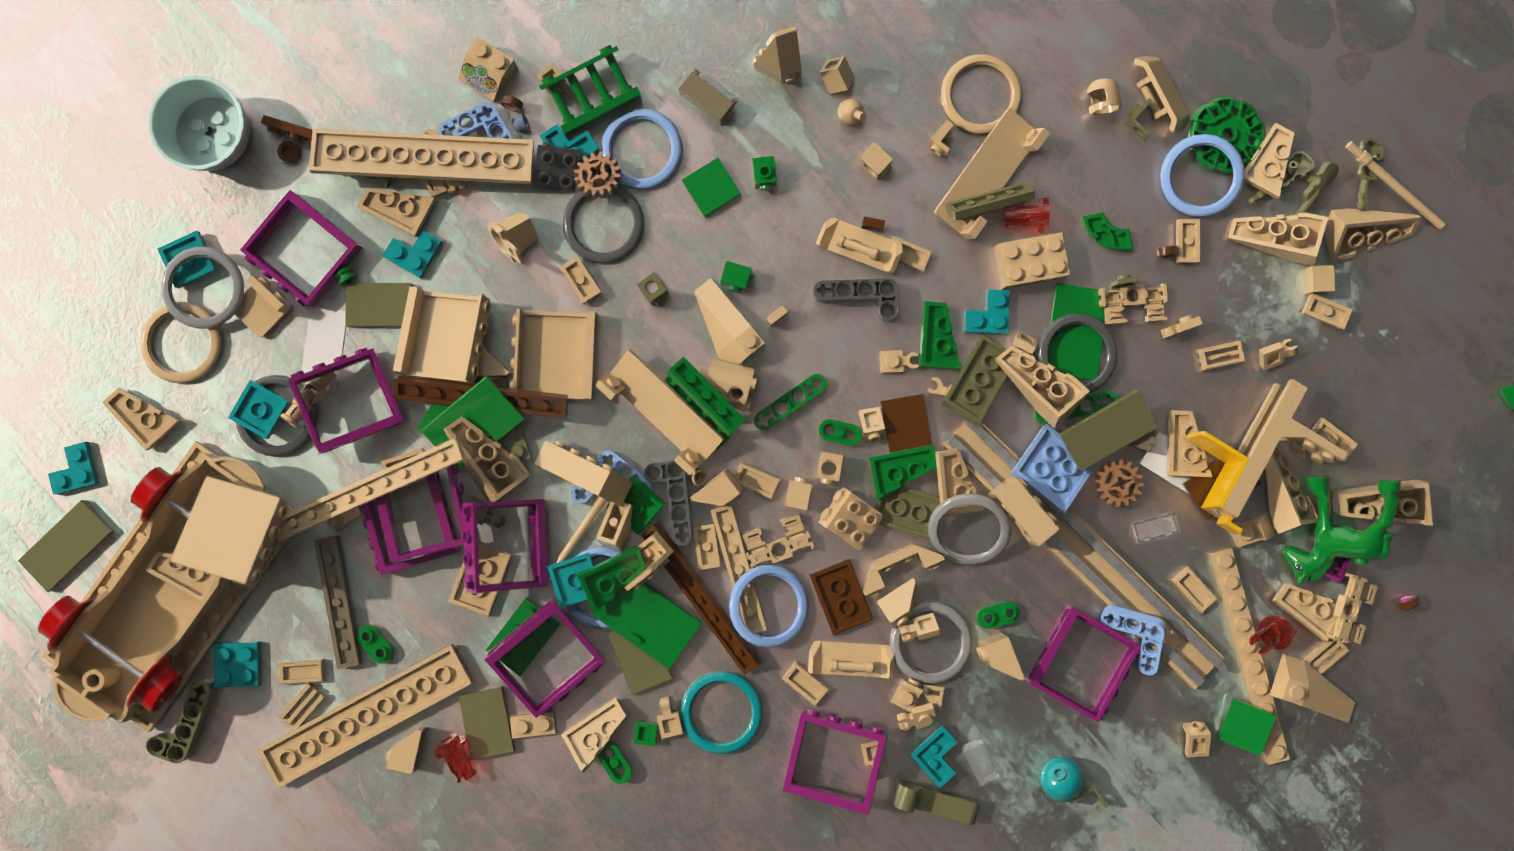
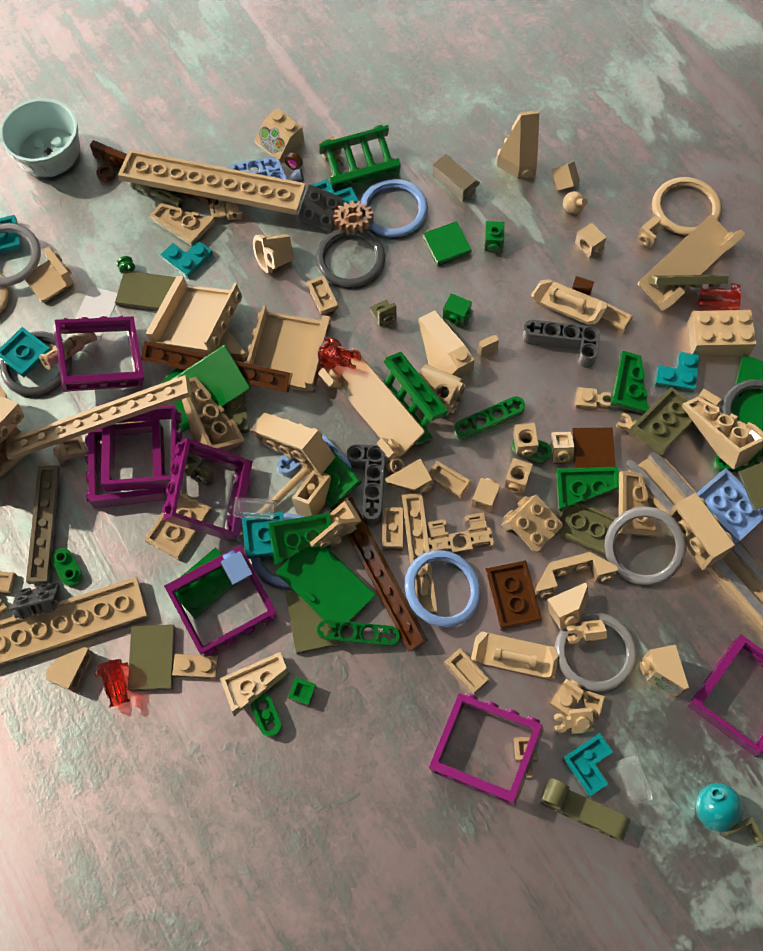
camera: 15 degrees right, 20 degrees down
(272, 222) = (80, 216): magenta window -> none
(351, 687) = (40, 597): none -> dark grey hinge
(554, 629) = (235, 567): none -> light blue brick
(558, 554) = (254, 508): none -> clear tile
(606, 359) = (333, 354): none -> clear red piece
(669, 721) = (328, 684): tan plate -> none
(690, 669) = (357, 636): none -> green beam
(749, 734) = (401, 713): teal wedge -> none
(832, 420) = (525, 431): none -> tan brick
(998, 614) = (665, 634): green plate -> none

